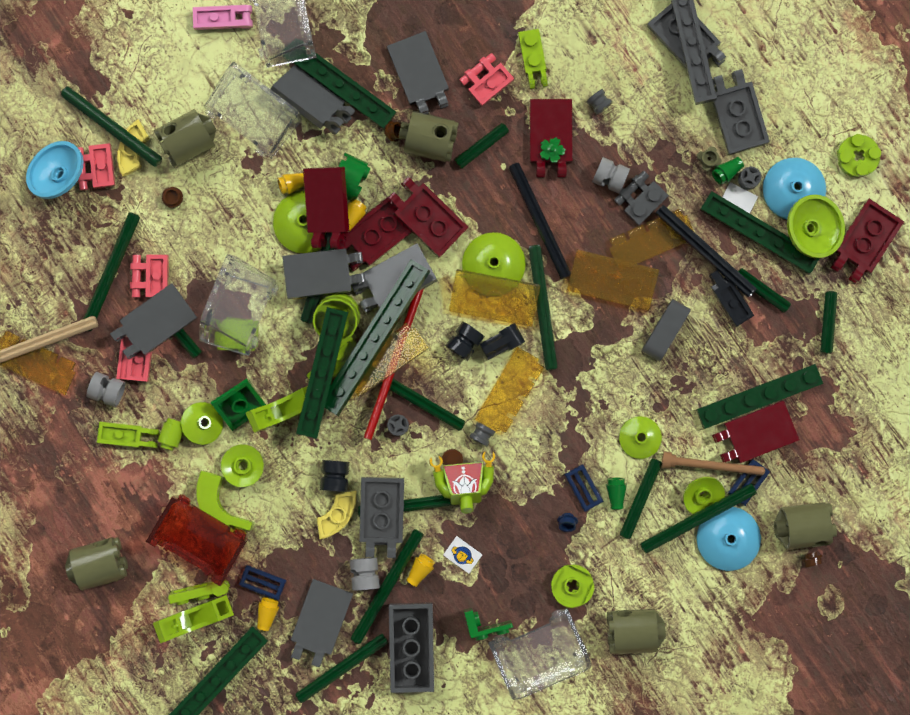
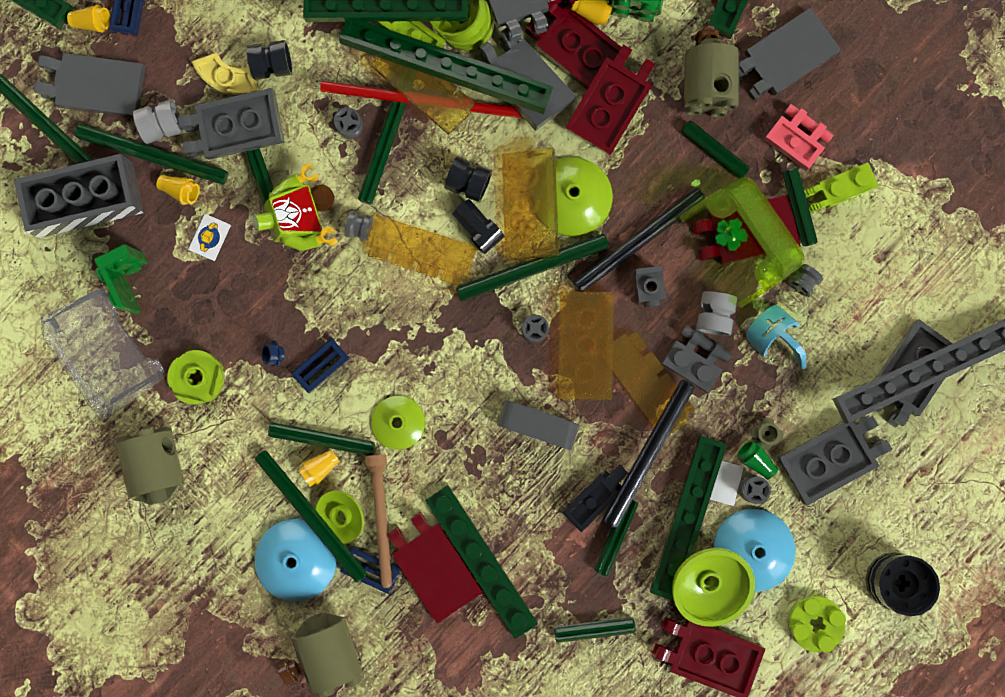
camera: 80 degrees right, 0 degrees up
(541, 92) = (800, 207): none -> dark green axle
(551, 124) = (765, 224): none -> clear neon green windscreen
(571, 224) = (640, 280): none -> dark grey brick
(591, 312) = (537, 325): none -> dark grey wheel
(616, 491) = (324, 406): green cone -> none
(628, 144) = (761, 326): none -> medium azure helmet
(663, 507) = (318, 467): none -> yellow cone
(852, 81) = (918, 587): none -> black wheel

